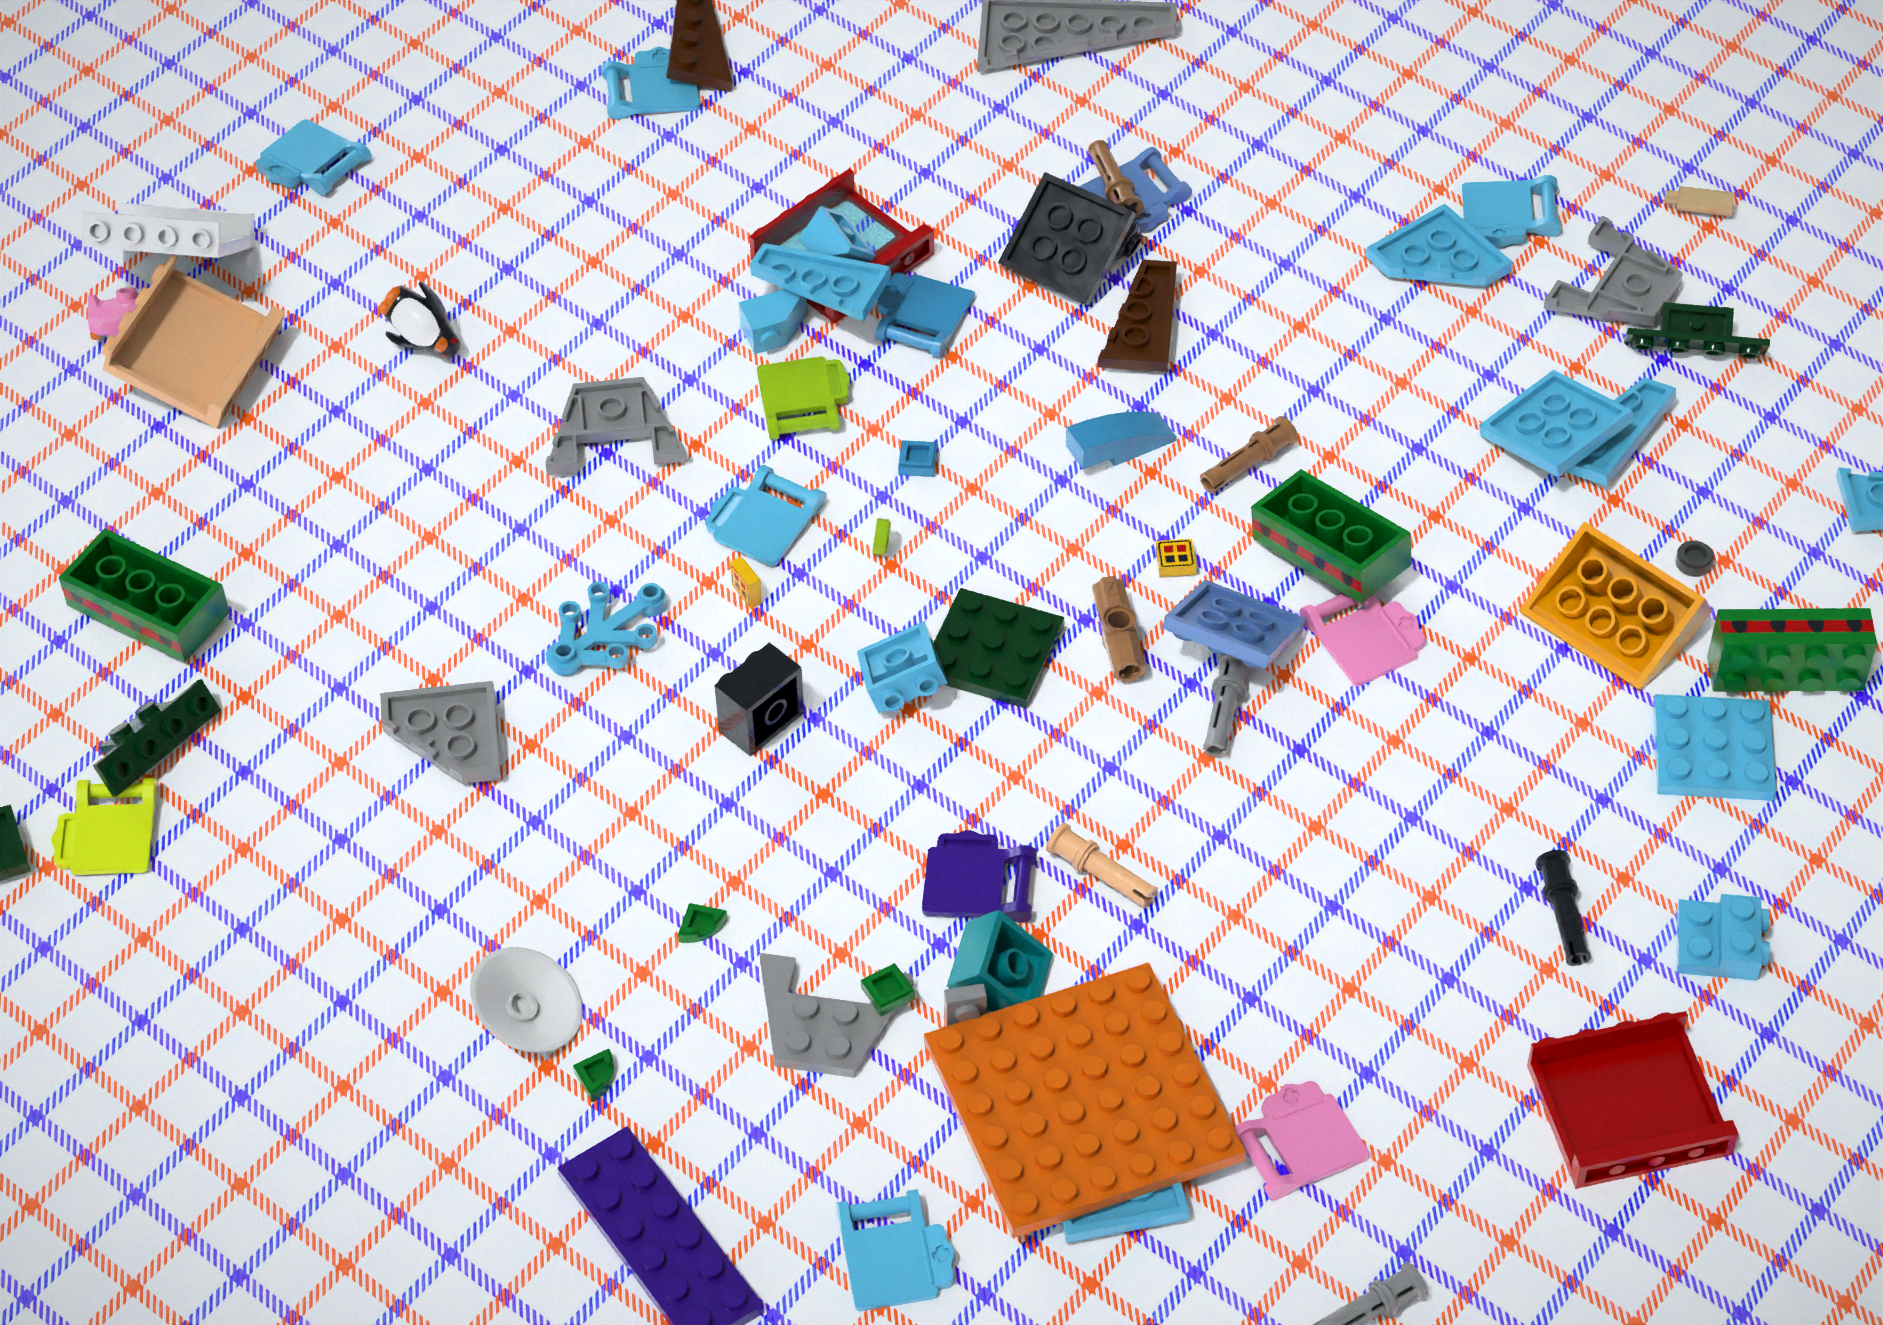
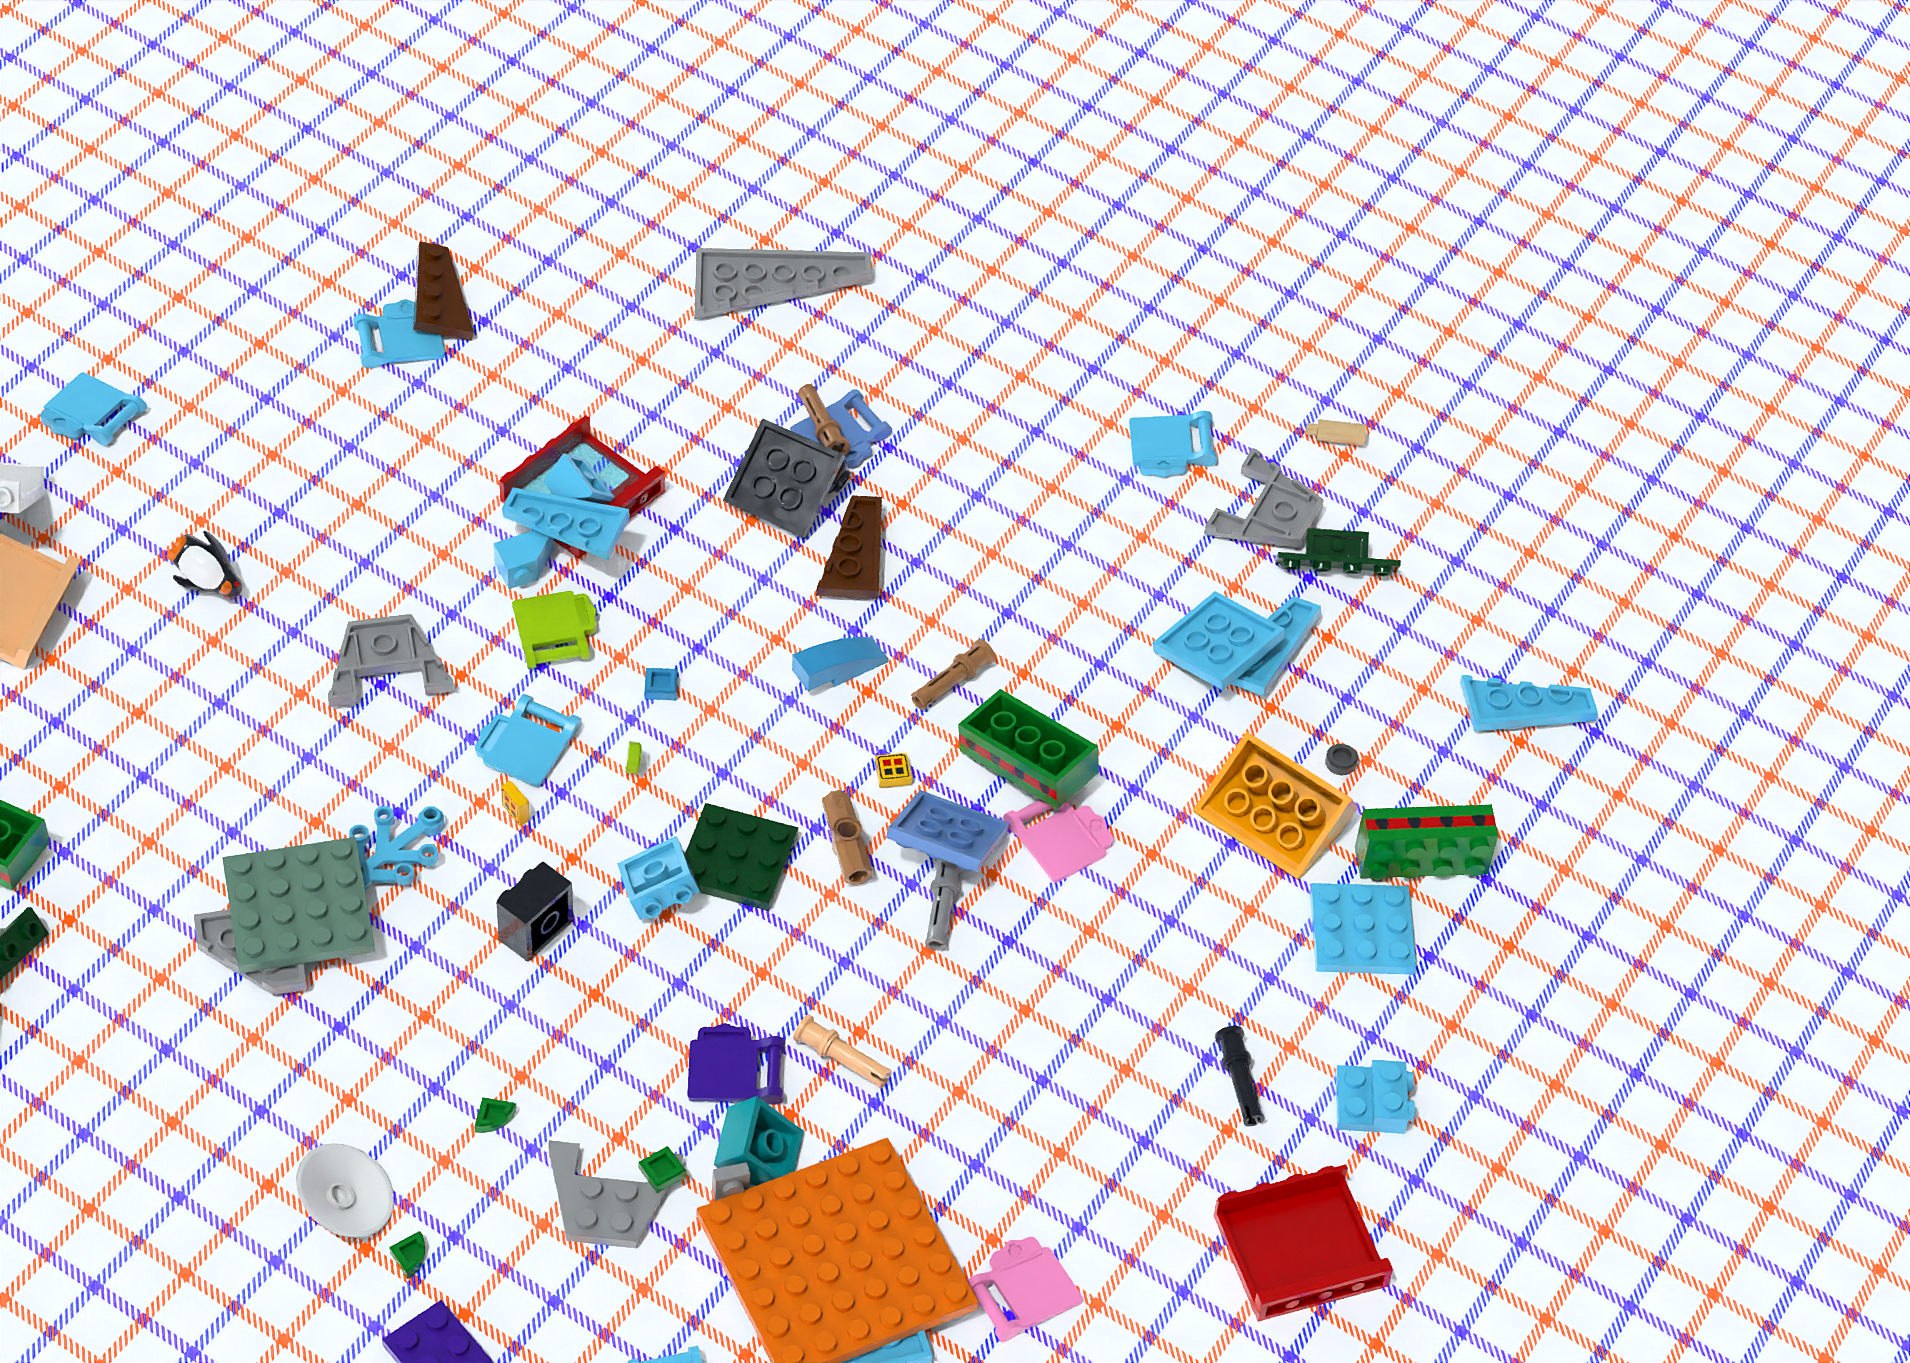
camera: 10 degrees left, 0 degrees up
(495, 685) = (298, 904): none -> sand green plate
(922, 306) = (660, 542): dark azure piece -> none
(1439, 250) = (1112, 481): medium azure plate -> none

